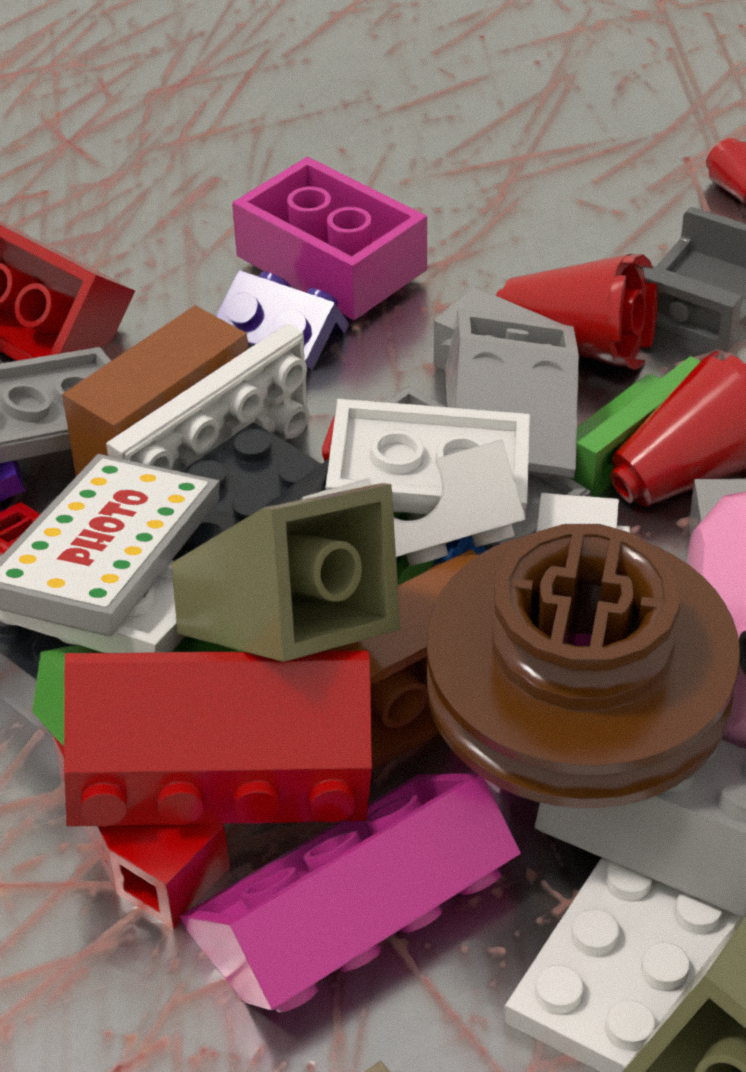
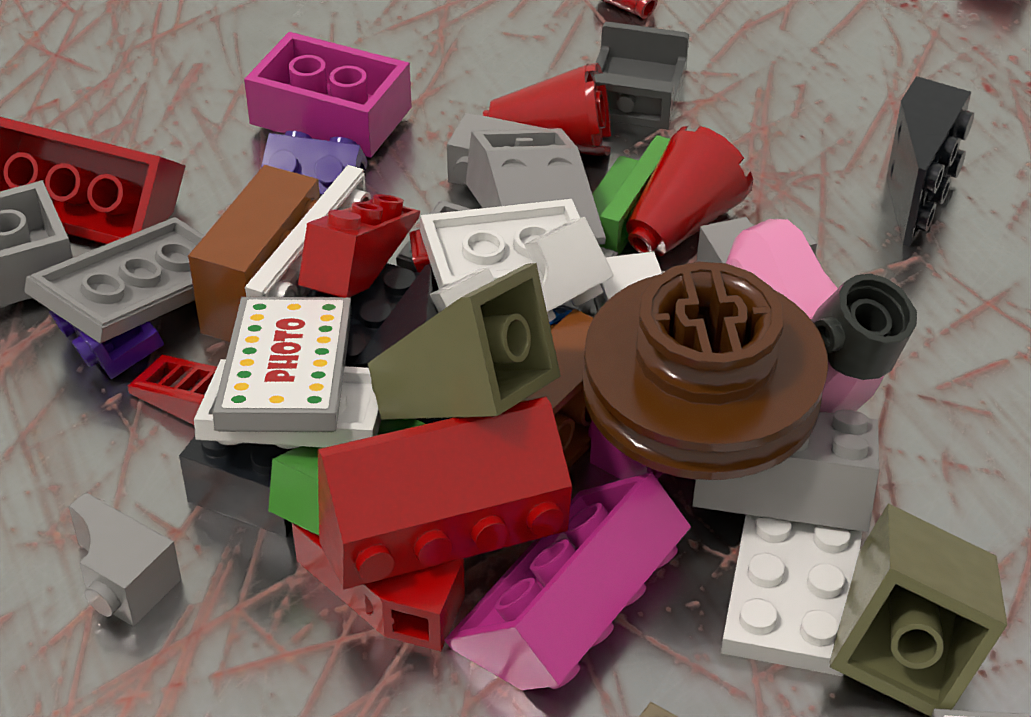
camera: 20 degrees left, 0 degrees up
(248, 421) = (354, 244): none -> red slope

